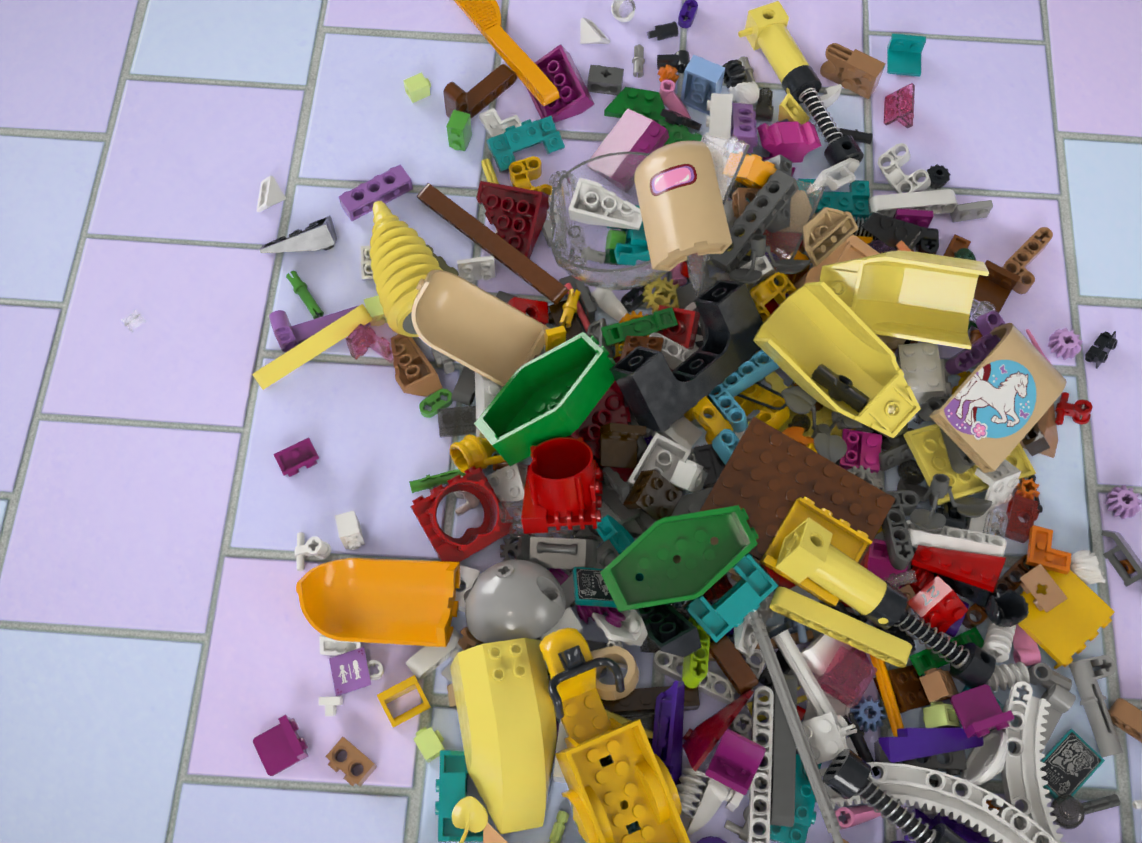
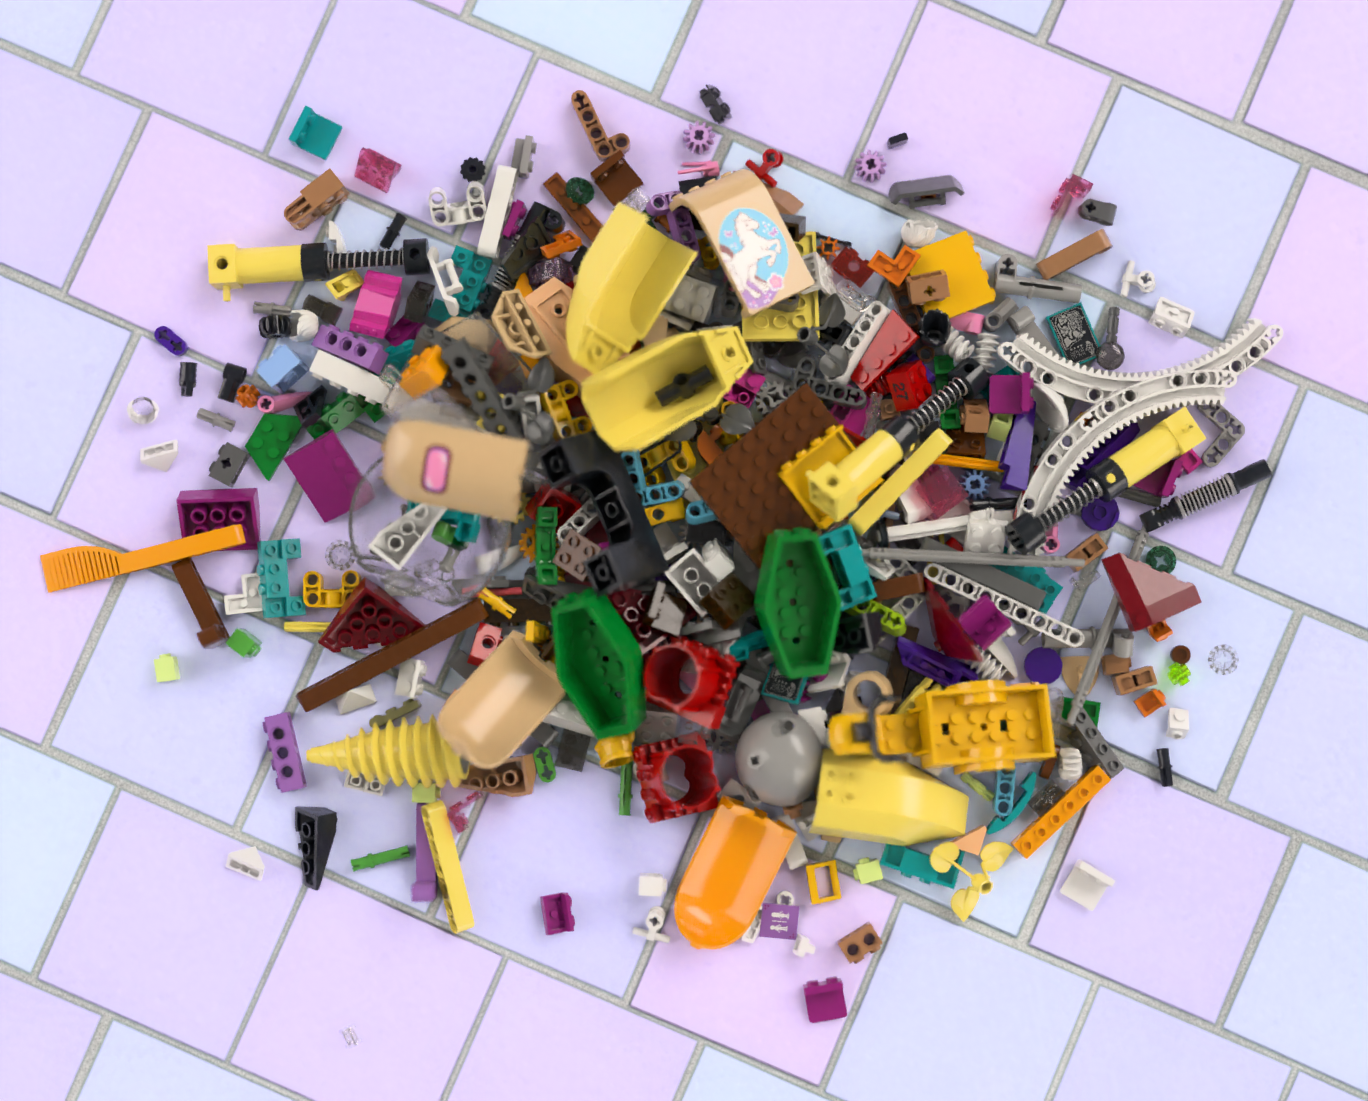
camera: 70 degrees left, 20 degrees up
(442, 232) = (355, 699): none -> white slope
(806, 165) = (419, 301): none -> clear smoke brick

